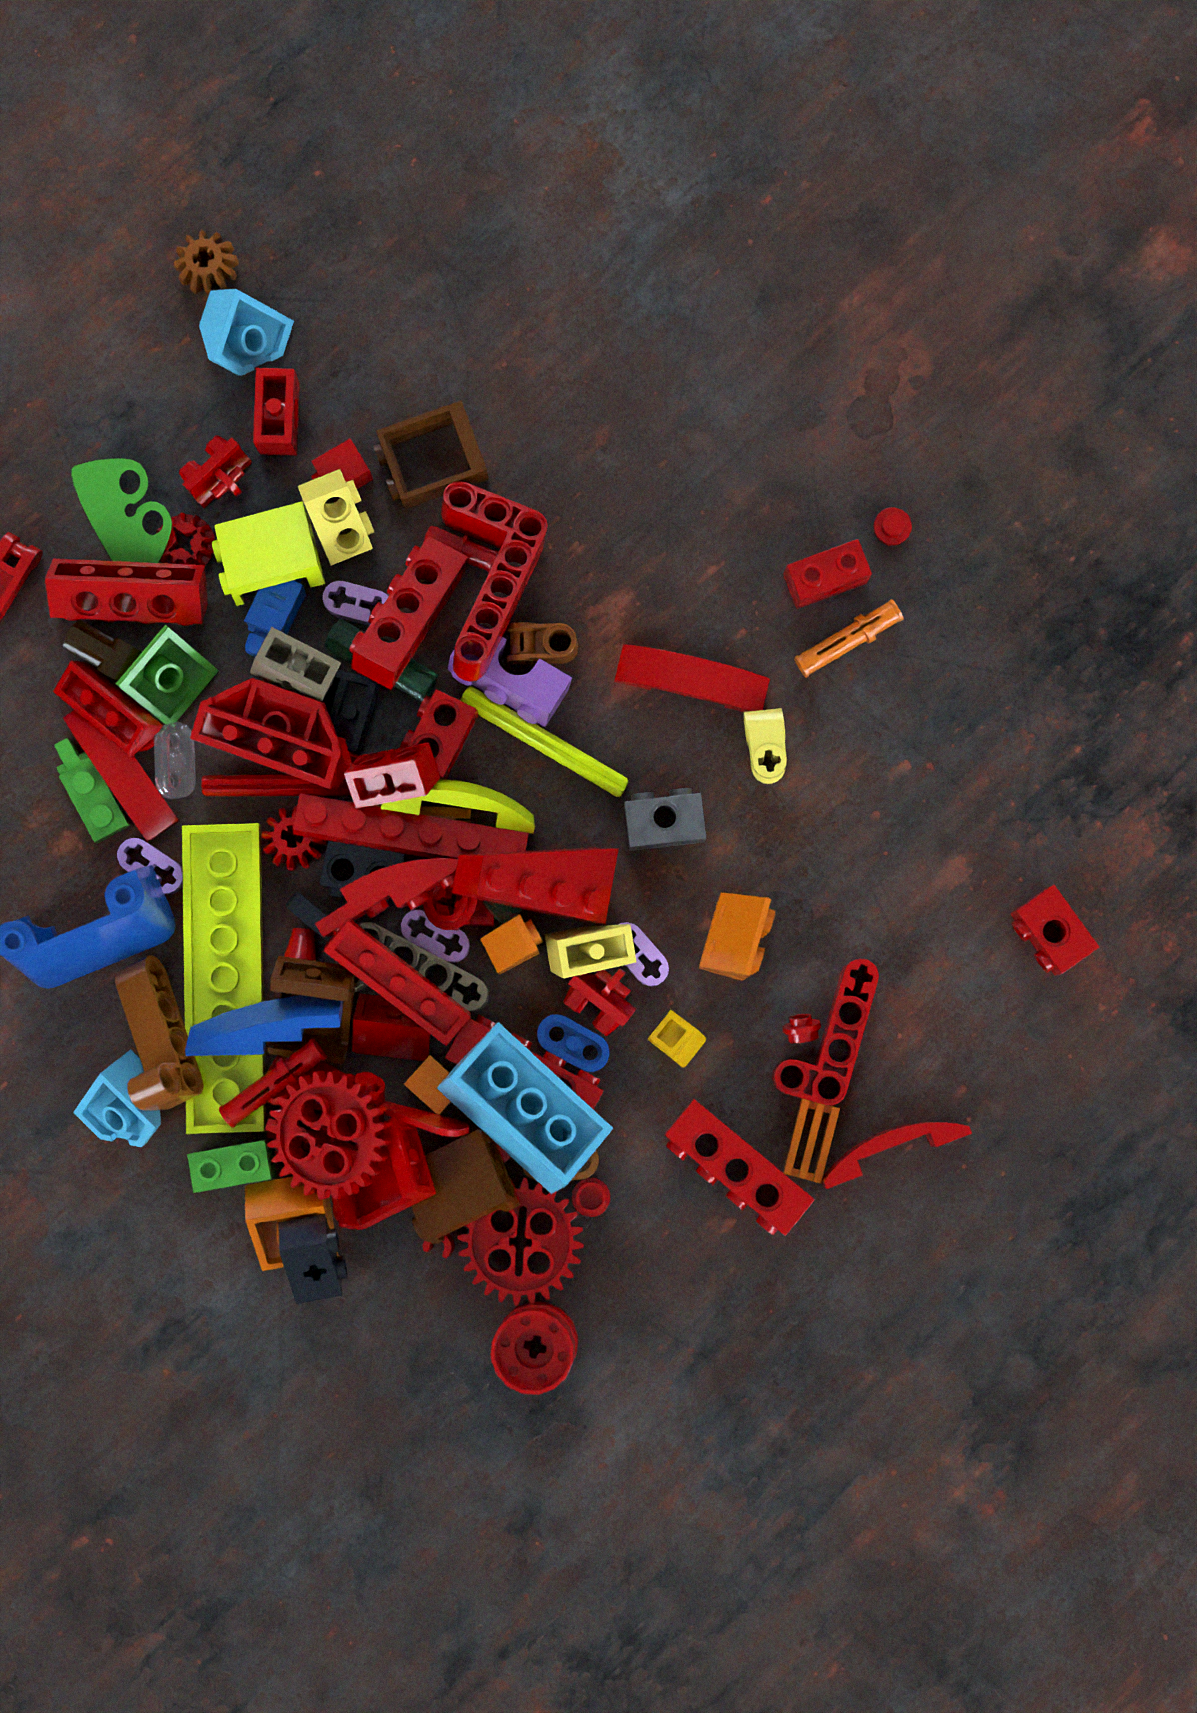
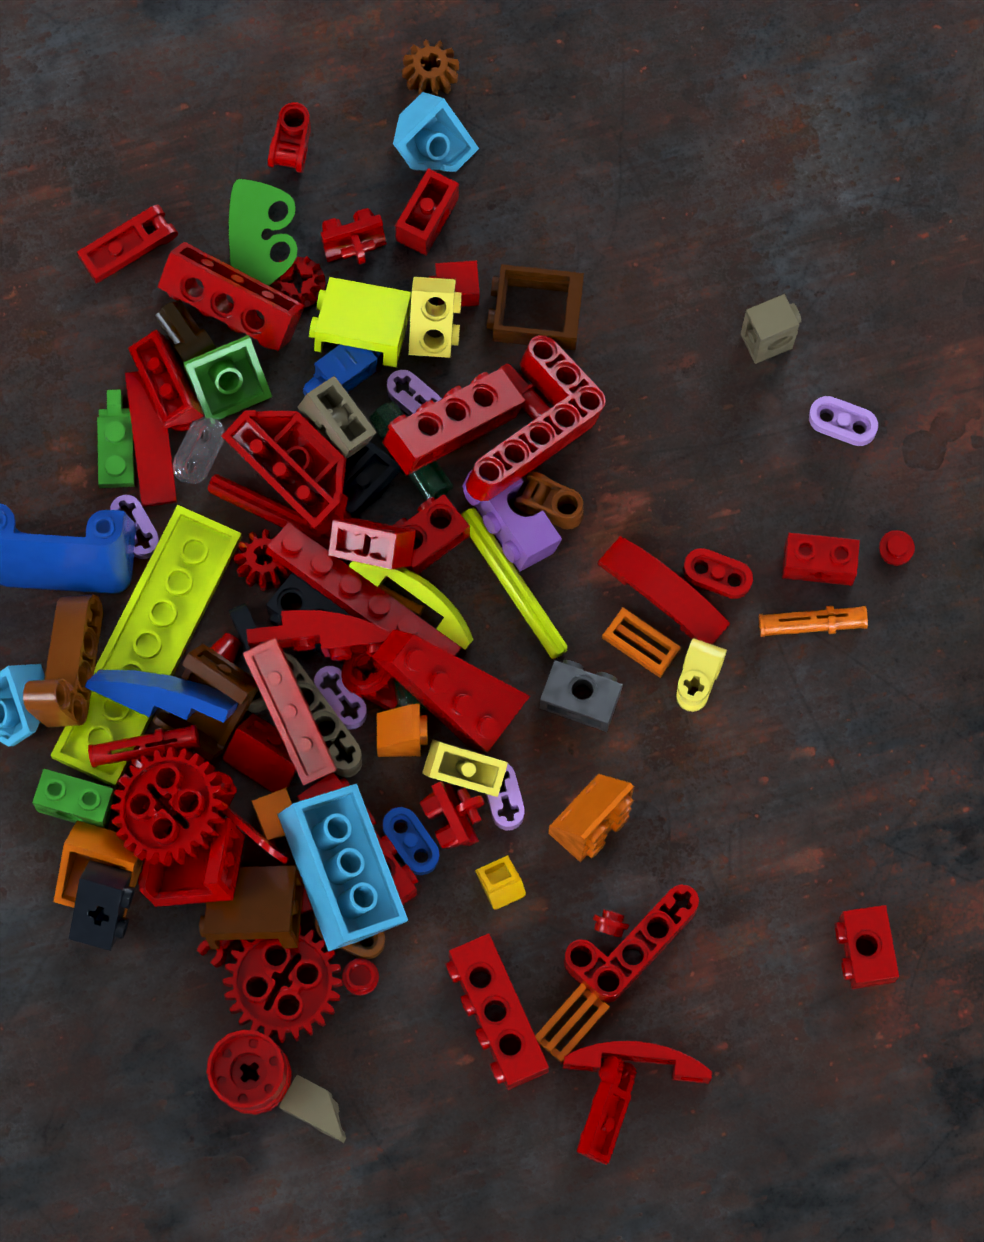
camera: 25 degrees right, 10 degrees down
(104, 407) = (289, 143): none -> red piece
(610, 1344) = (314, 1107): none -> dark tan slope
(669, 367) = (770, 328): none -> dark tan brick
(694, 739) = (633, 653): none -> orange tile
(734, 633) = (718, 572): none -> red plate
(780, 424) = (843, 420): none -> lavender plate
(887, 1208) = (607, 1110): none -> red hinge

